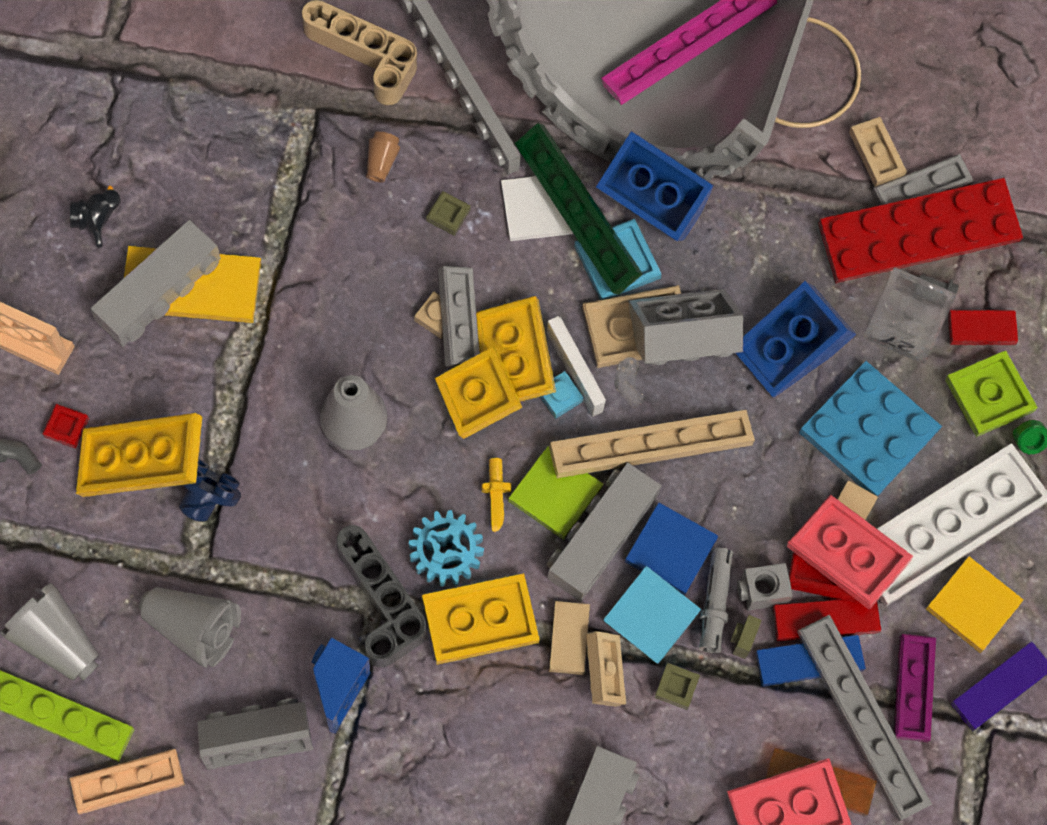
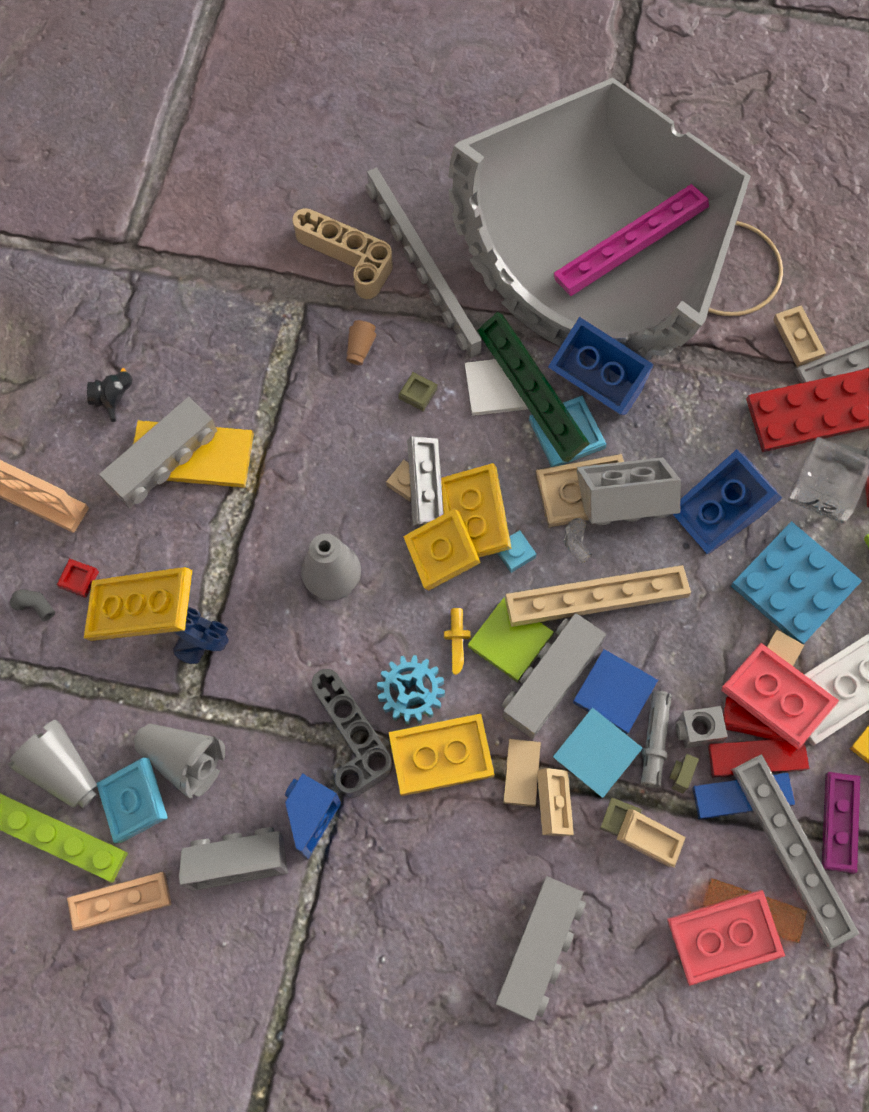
camera: 10 degrees right, 0 degrees up
(138, 671) = (131, 800): none -> medium azure tile
(575, 366) = (529, 525): white tile -> none
(710, 706) = (651, 838): none -> tan tile

